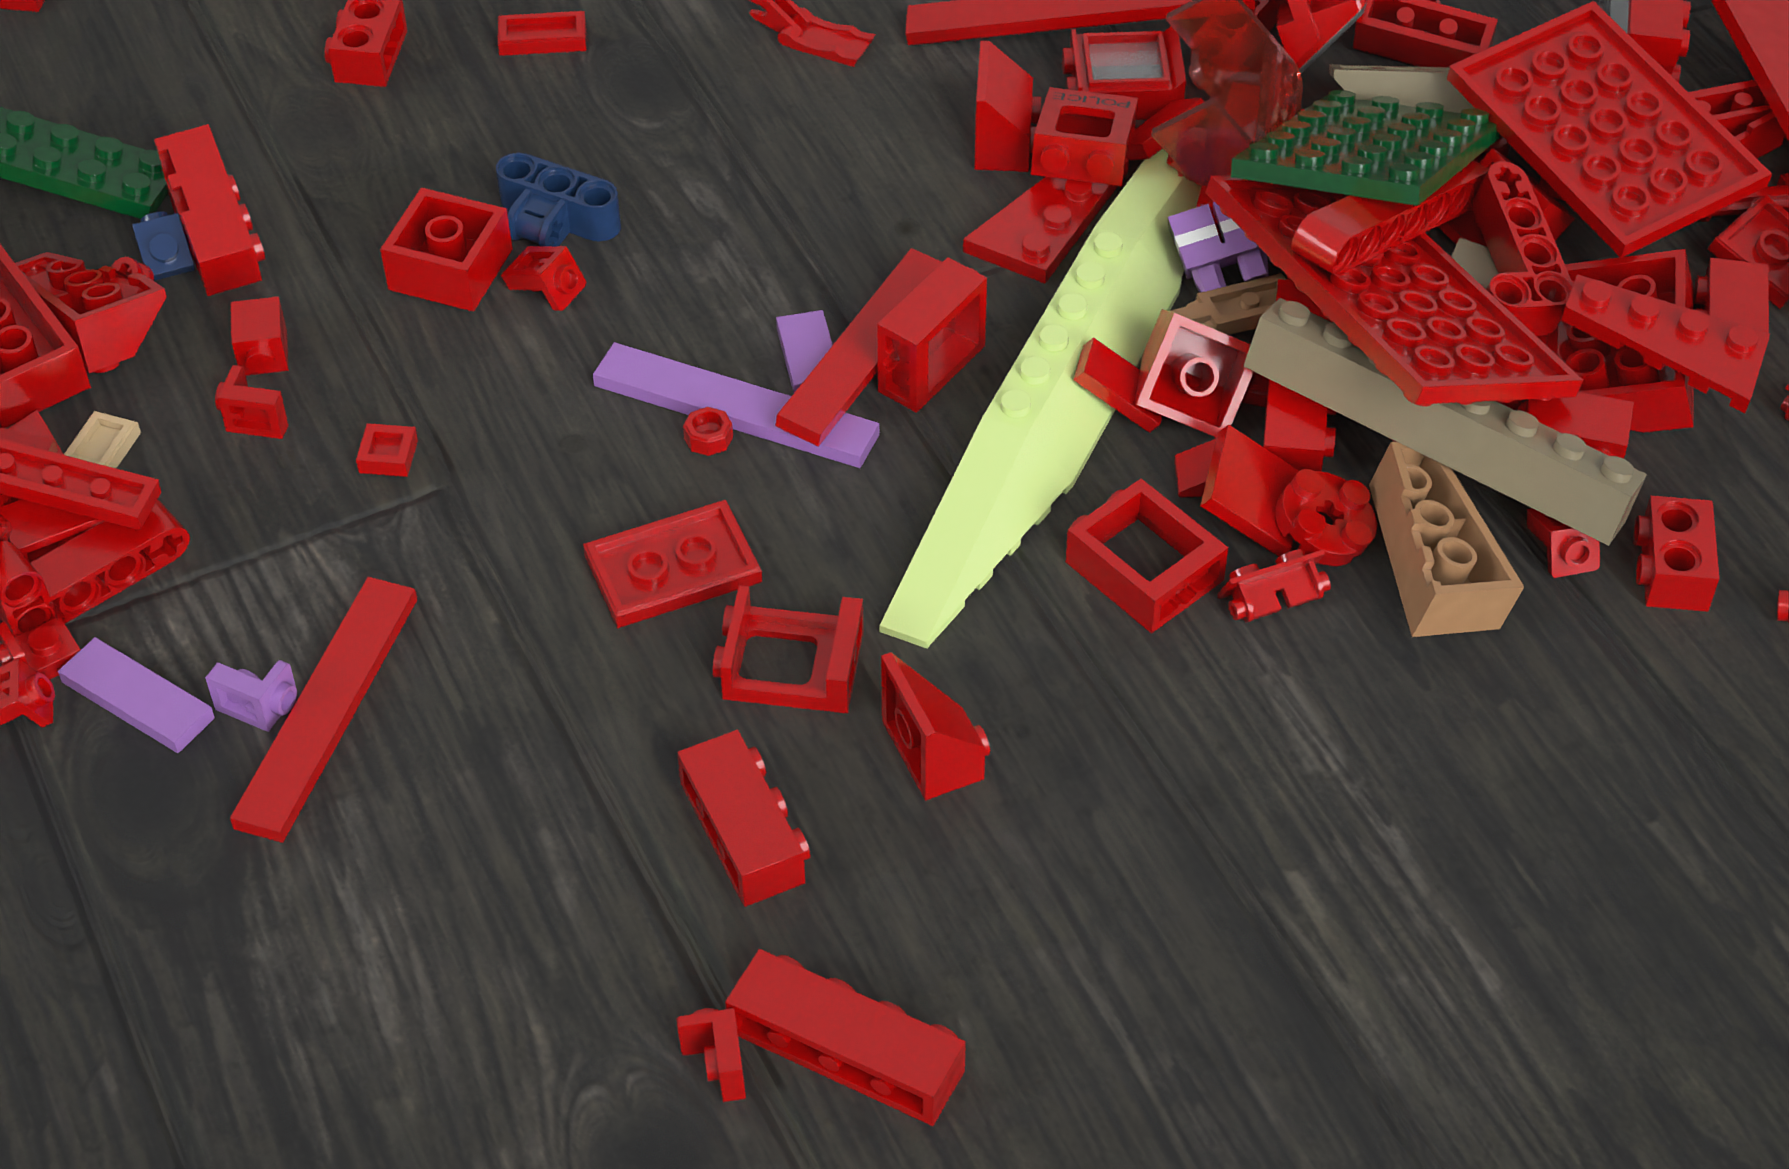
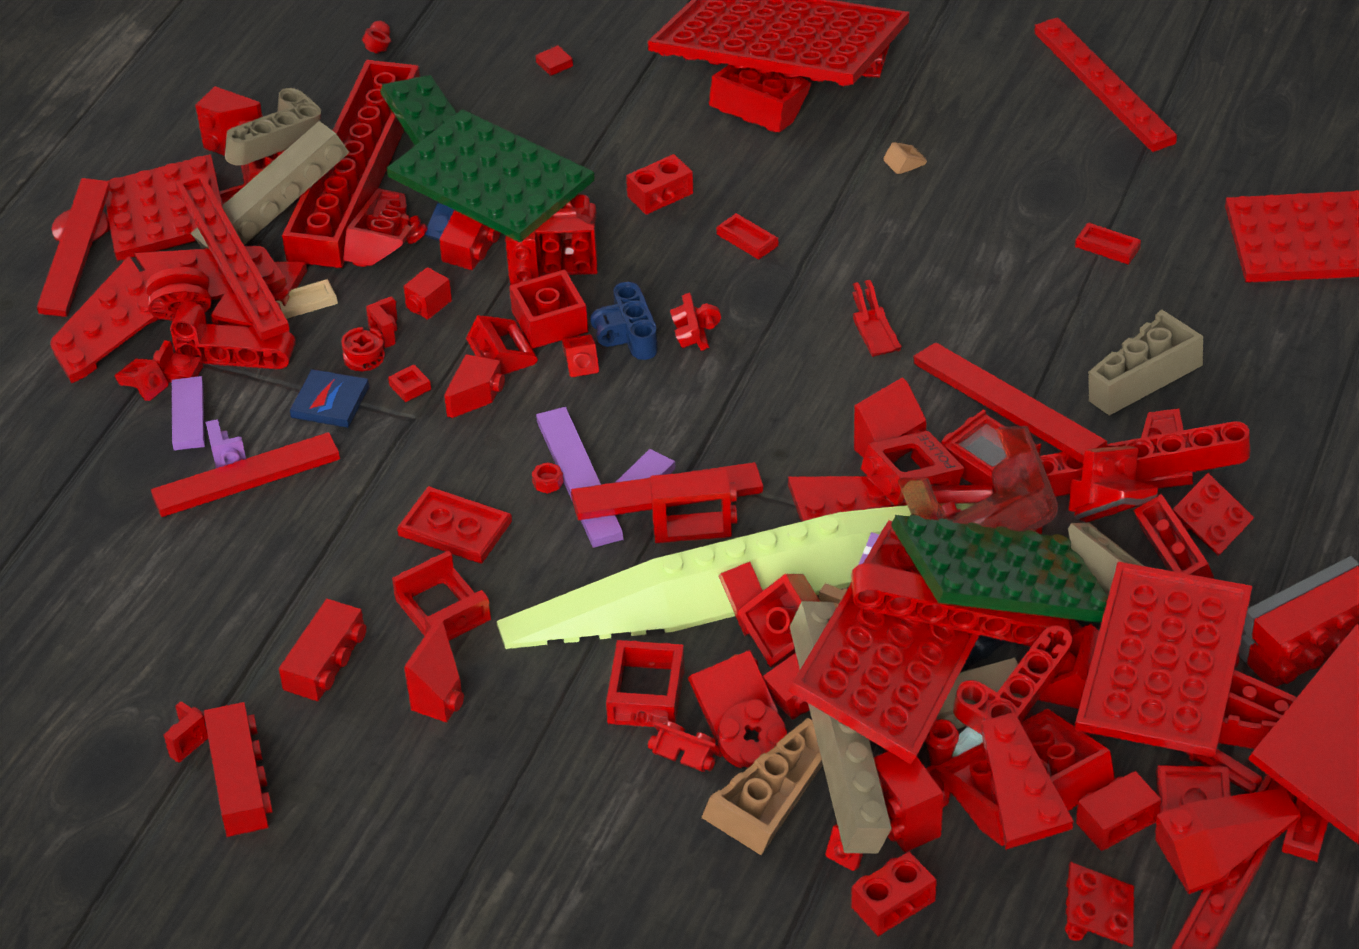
camera: 50 degrees right, 5 degrees down
(191, 136) = (491, 175): none -> dark green plate
(266, 455) = (362, 348): none -> red wheel
(303, 541) = (329, 398): none -> dark blue tile
(332, 161) = (558, 244): none -> red brick
(433, 335) = (486, 343): none -> red tile
(472, 393) = (473, 385): none -> red slope
(630, 146) = (693, 321): none -> red hips

